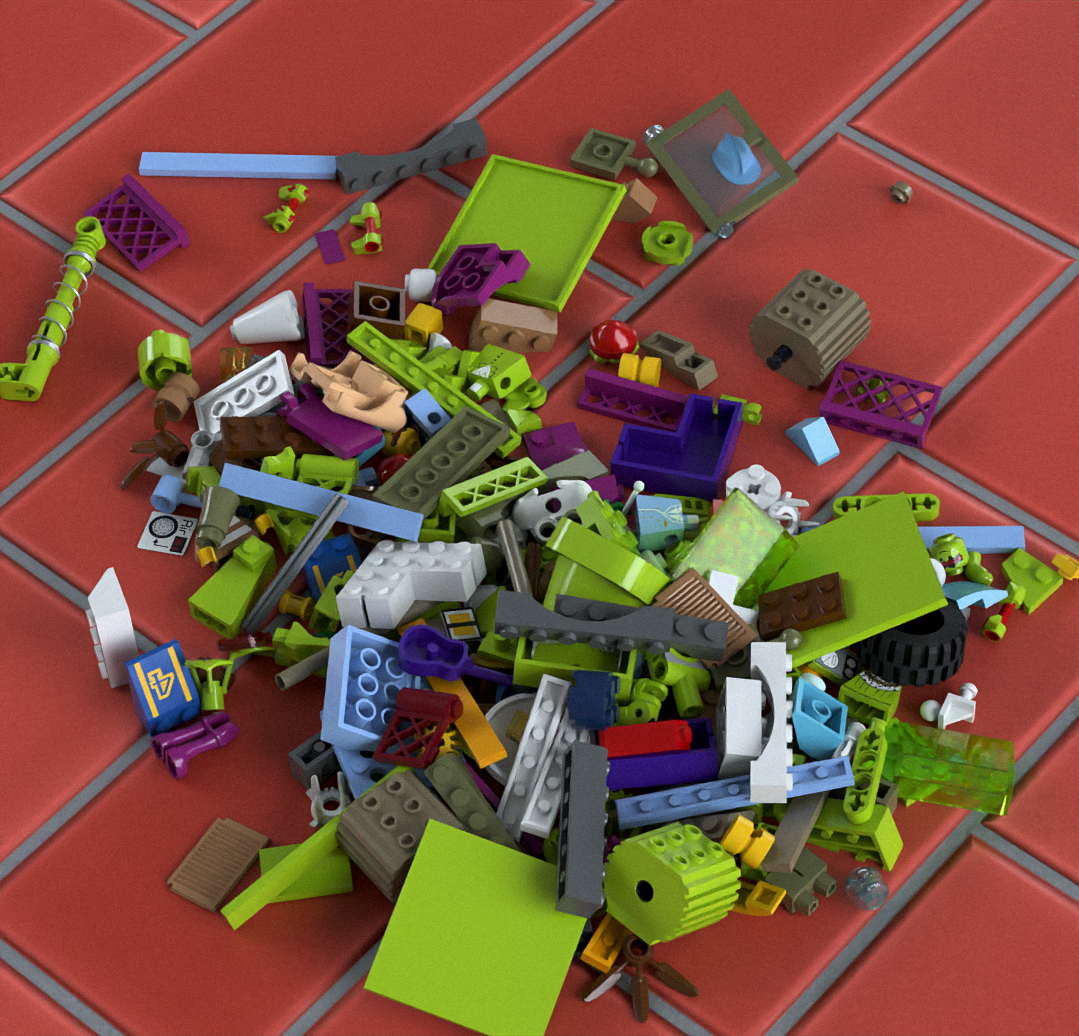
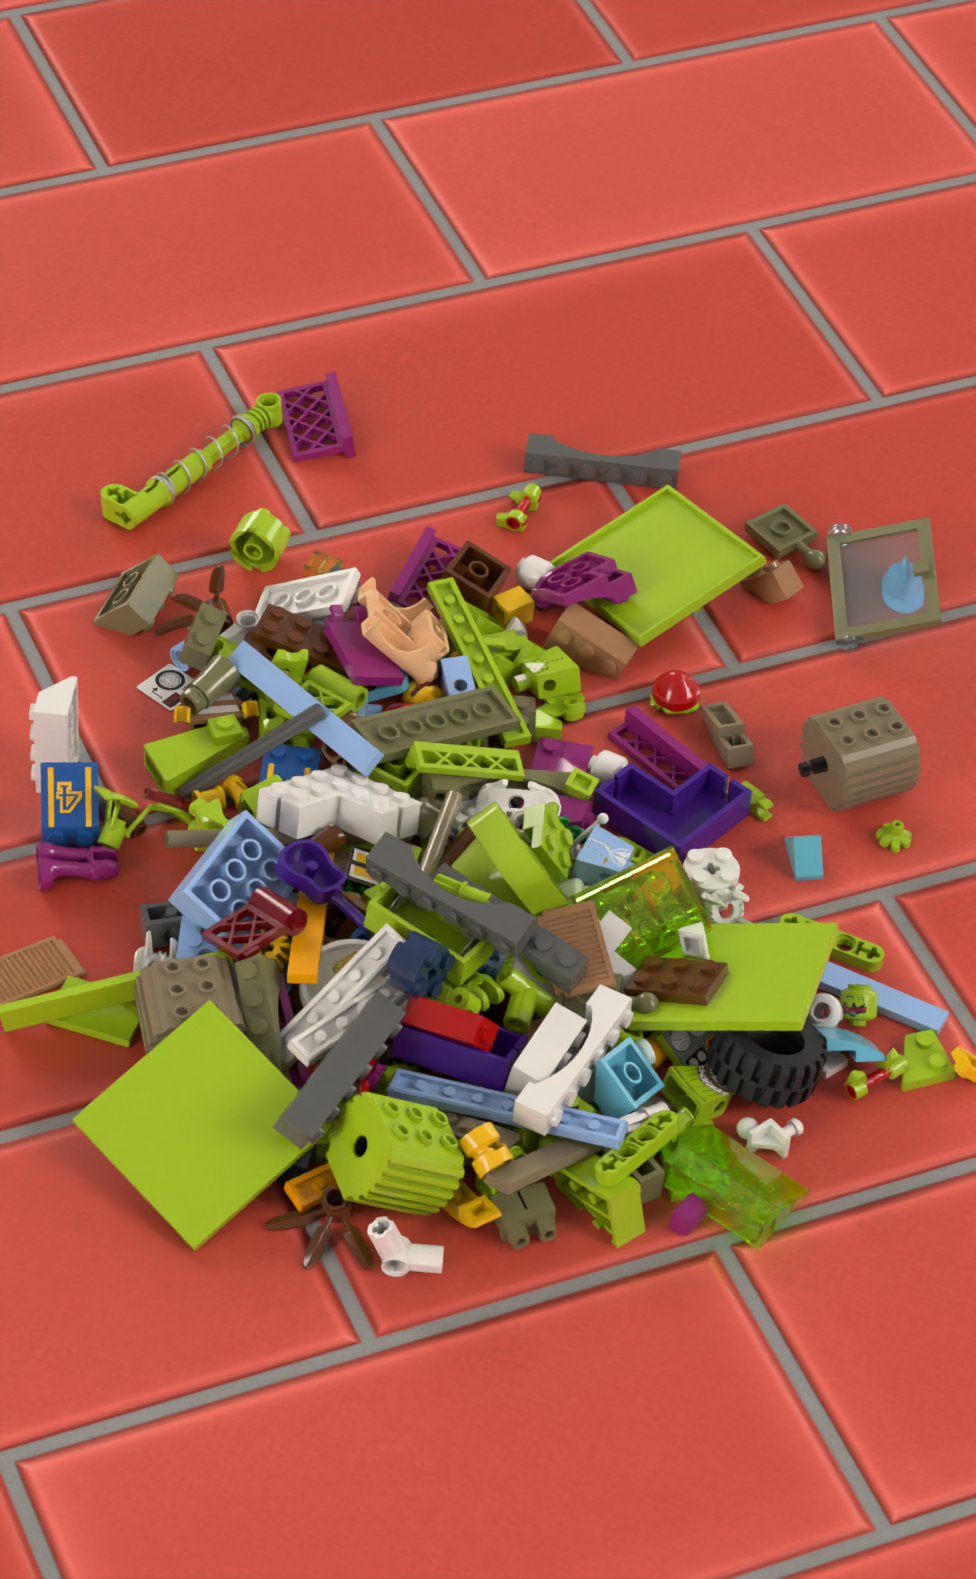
camera: 20 degrees right, 5 degrees down
(85, 462) = (138, 596): none -> olive slope
(177, 474) = (202, 636): none -> olive brick
(178, 395) = (251, 576): medium nougat wheel -> none
(238, 165) = (441, 407): light blue tile -> none
(270, 322) = (377, 547): white cone -> none
(279, 618) = (210, 795): none -> yellow bush
(284, 215) = (451, 466): lime piece -> none
(329, 246) = (478, 509): magenta sticker -> none
(419, 613) = (330, 838): none -> reddish brown cone
(592, 612) = (461, 889): none -> lime axle
(596, 463) = (580, 784): none -> lime plate
(602, 437) = (606, 765): none -> white head
(642, 371) = (687, 730): yellow wheel -> none
(673, 253) = (788, 643): lime plate -> none
(722, 970) = (399, 1253): none -> white piece
(793, 563) = (694, 941): none -> white slope
(865, 887) = (581, 1249): clear light blue head -> none
(878, 424) = (867, 860): magenta fence -> none
(933, 814) = (688, 1214): none -> magenta brick
(975, 571) = (876, 1030): lime arm -> none

